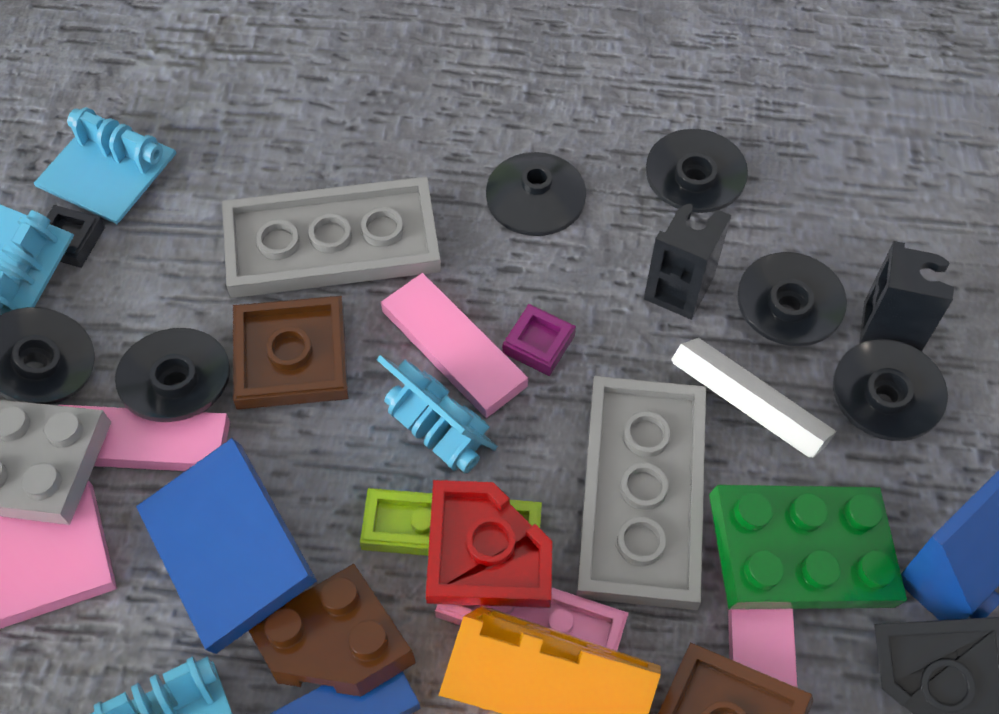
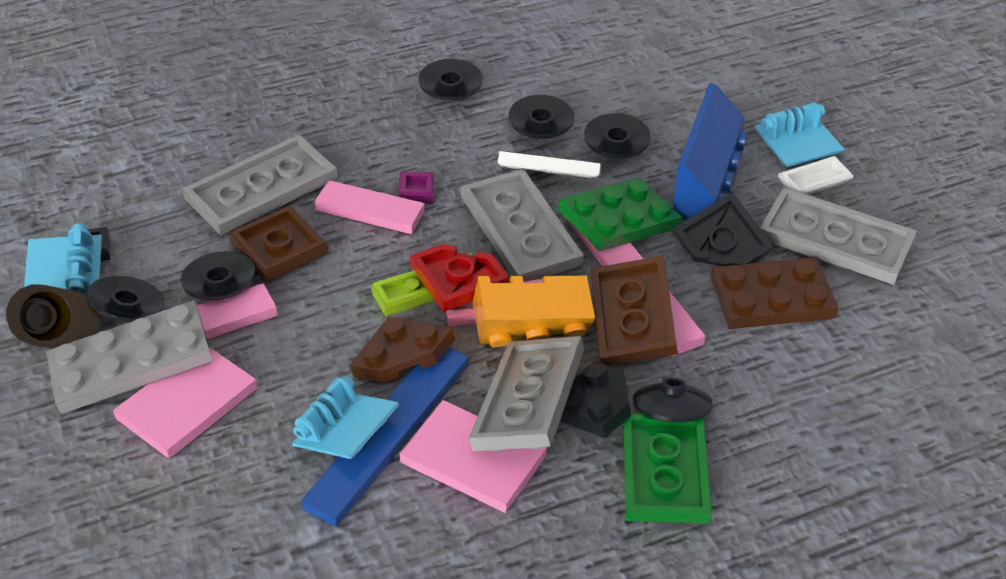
camera: 30 degrees left, 15 degrees down
(104, 165) = (88, 202): medium azure hinge -> none
(225, 546) = (311, 333): blue tile -> none
(427, 409) = (380, 224): medium azure hinge -> none
(532, 207) = (364, 126): black dish -> none
(685, 262) = (476, 116): black hinge -> none
(902, 301) = (600, 88): black hinge -> none

